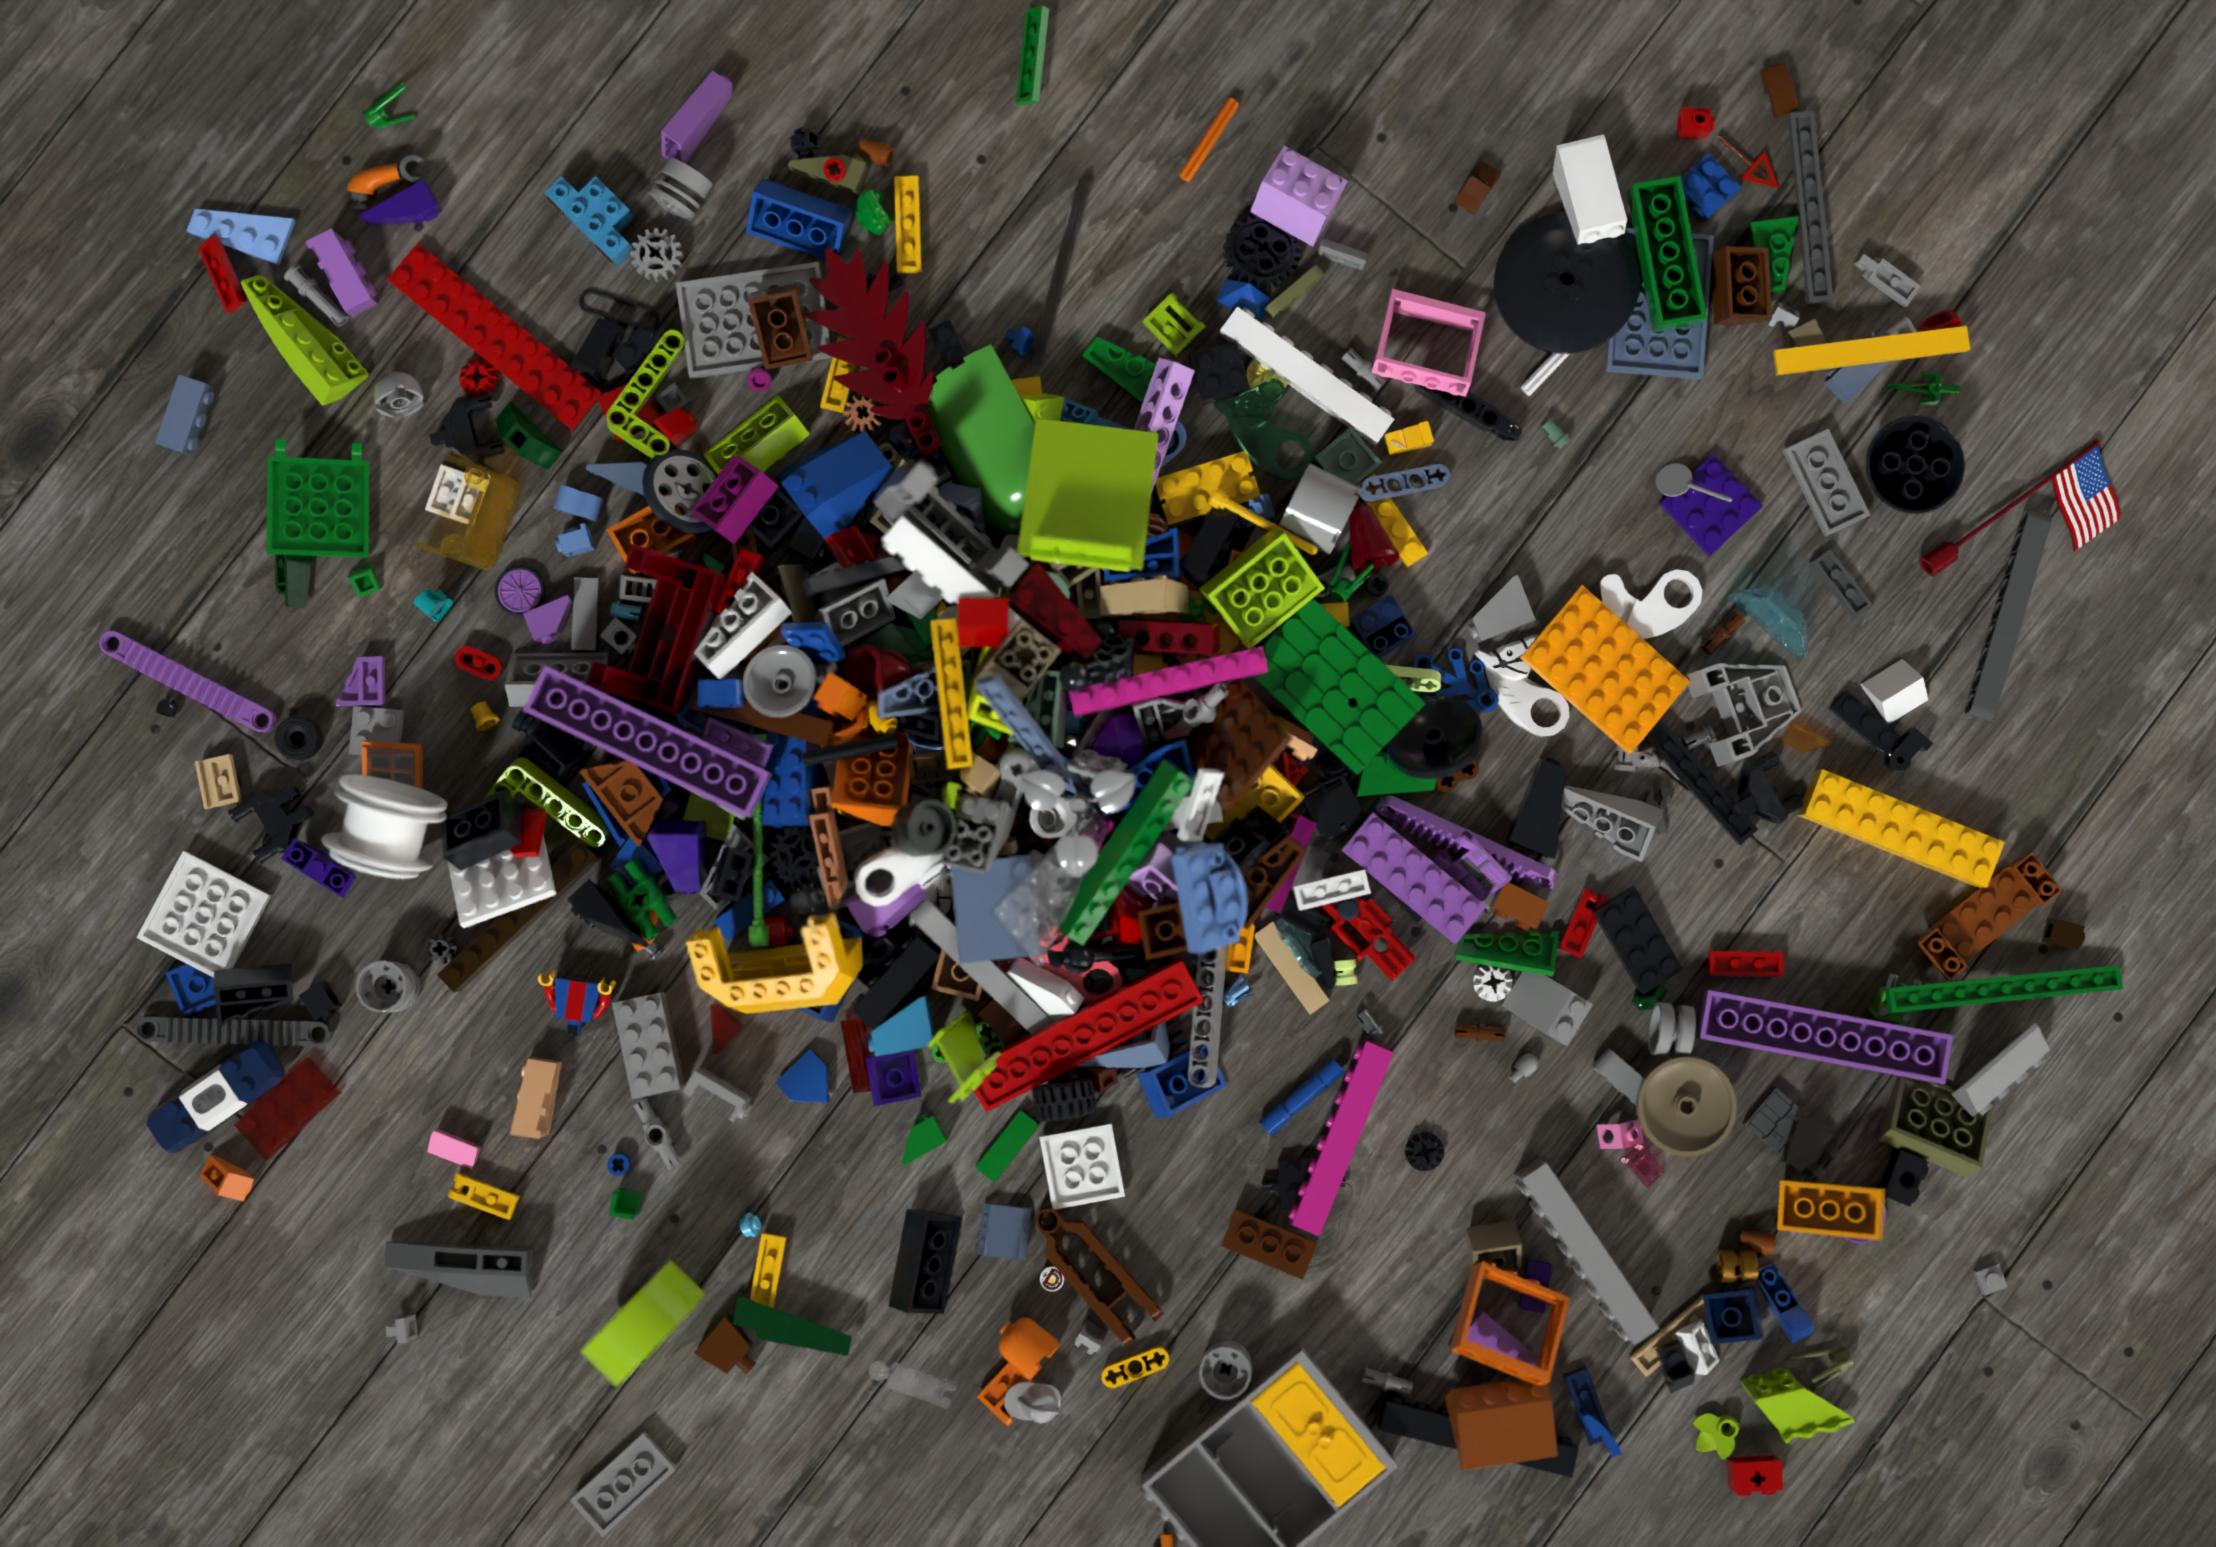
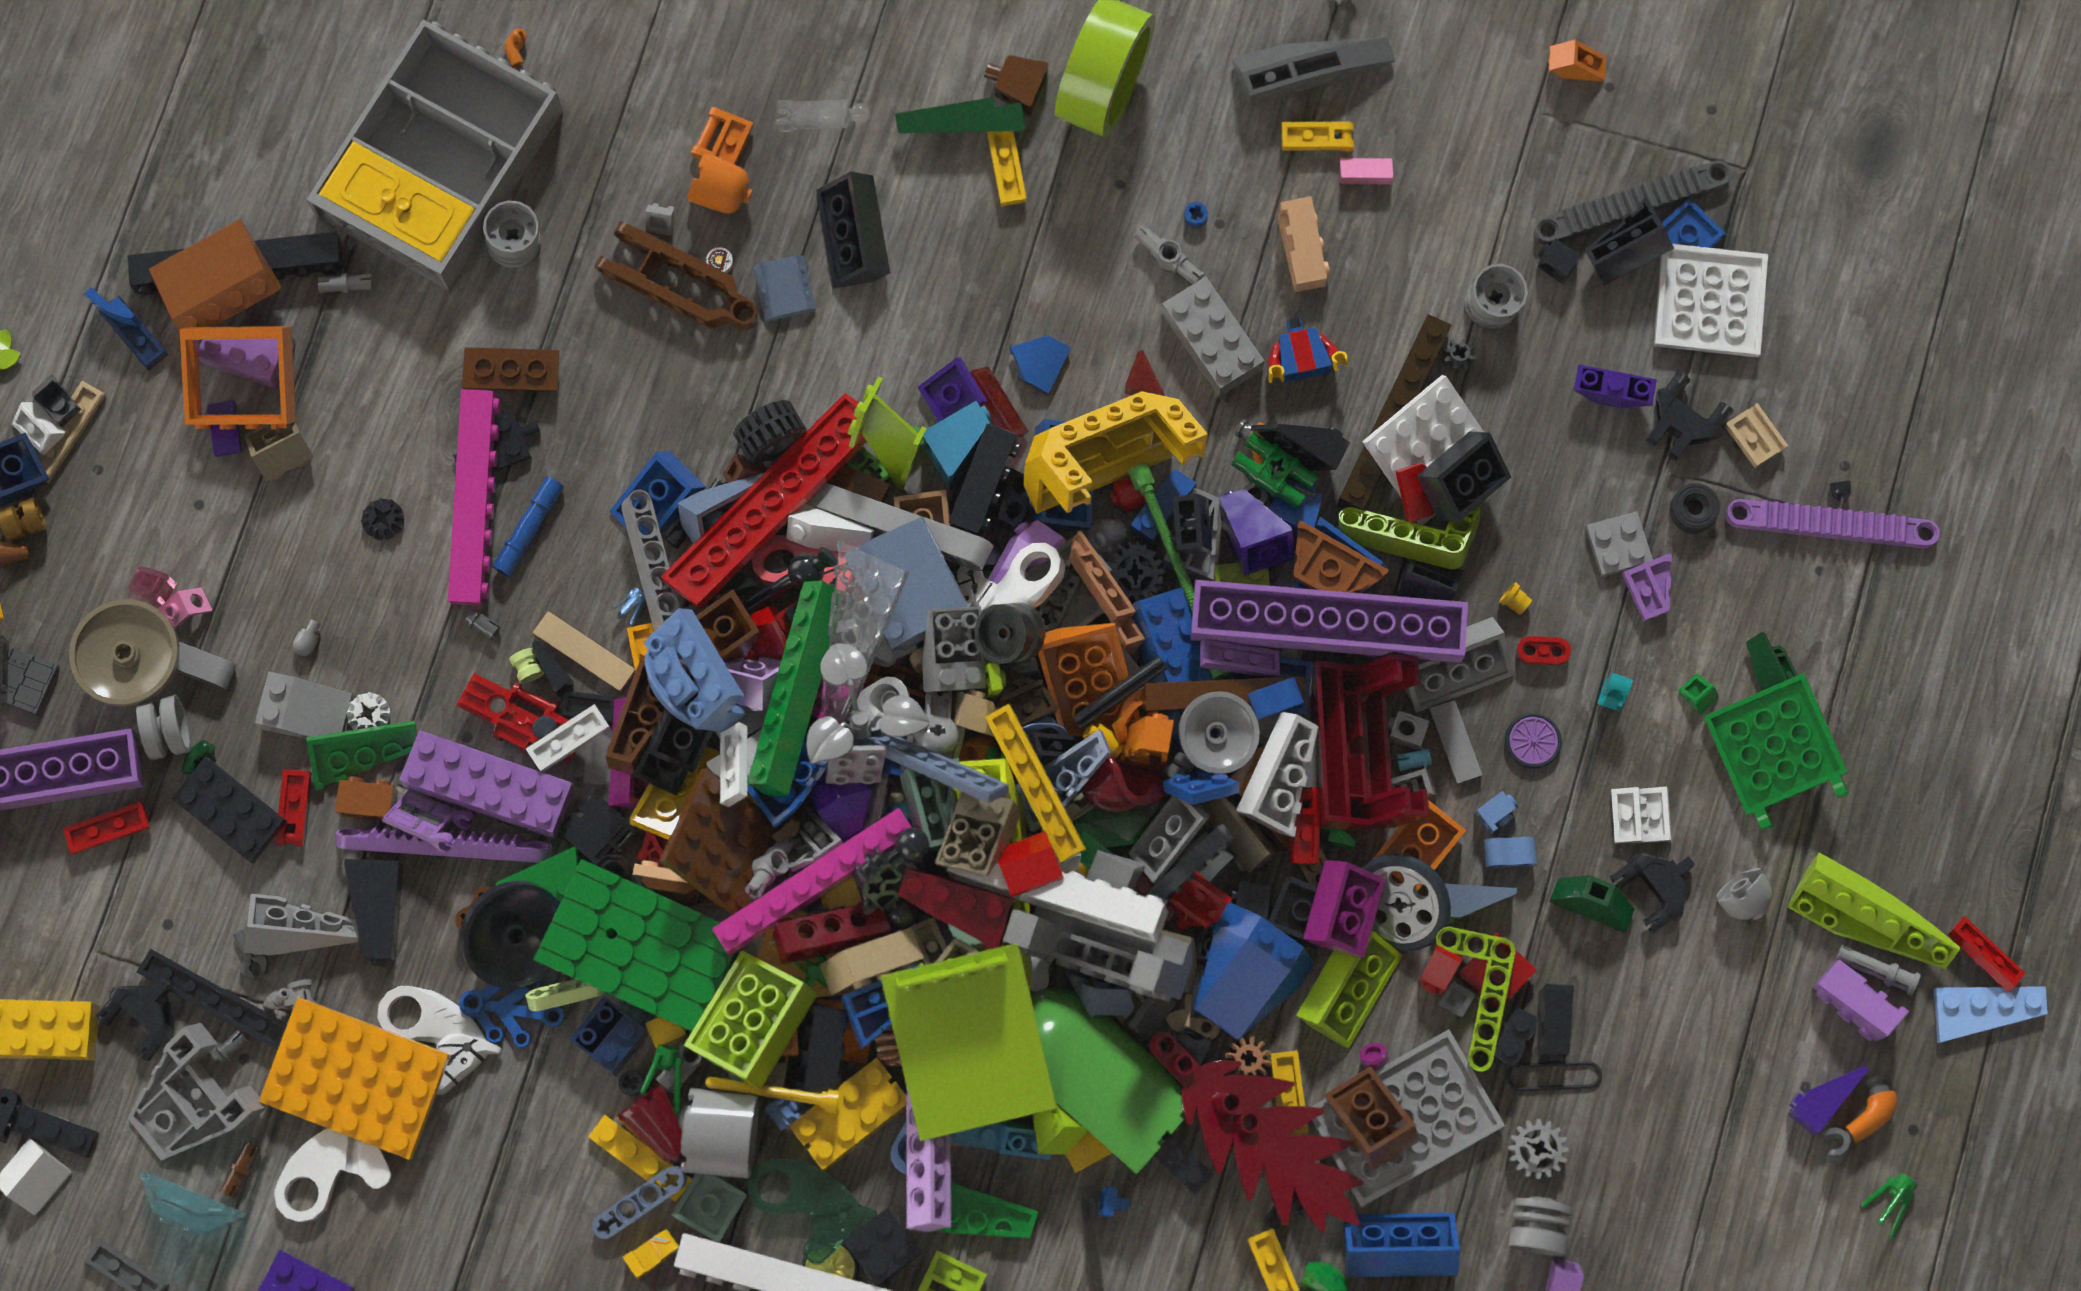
camera: 160 degrees right, 10 degrees down
(185, 415) = (1957, 791): sand blue brick -> none
(216, 1097) = (1621, 133): dark blue piece -> none
(287, 1109) = (1547, 149): clear red plate -> none
(384, 826) = (1562, 443): white wheel -> none
(393, 761) = (1585, 510): clear piece -> none
(485, 385) = (1667, 958): red gear -> none
(488, 519) = (1594, 804): clear yellow windscreen -> none
(495, 336) = (1674, 997): red plate -> none
(526, 722) = (1474, 606): black wheel -> none
(549, 619) = (1490, 720): medium lavender slope -> none
(595, 214) = (1620, 1165): dark azure piece -> none
(625, 1203) = (1173, 178): green panel -> none
(721, 1088) = (1120, 318): light grey panel -> none
(750, 1225) = (1041, 203): medium azure plate -> none
(923, 1137) = (898, 347): green slope -> none
(1007, 1145) = (812, 371): green tile -> none
(1033, 1401) = (694, 137): light grey piece -> none
(1082, 1166) = (728, 378): white plate -> none
(1115, 1366) = (586, 215): yellow beam -> none
(1297, 947) = (584, 673): clear light blue tile -> none
(1480, 1032) = (364, 658): reddish brown pin -> none
(1502, 613) = (486, 1100): light grey slope -> none
(1586, 1251) = (184, 475): light grey brick -> none
(1803, 739) = (116, 1088): clear orange tile -> none

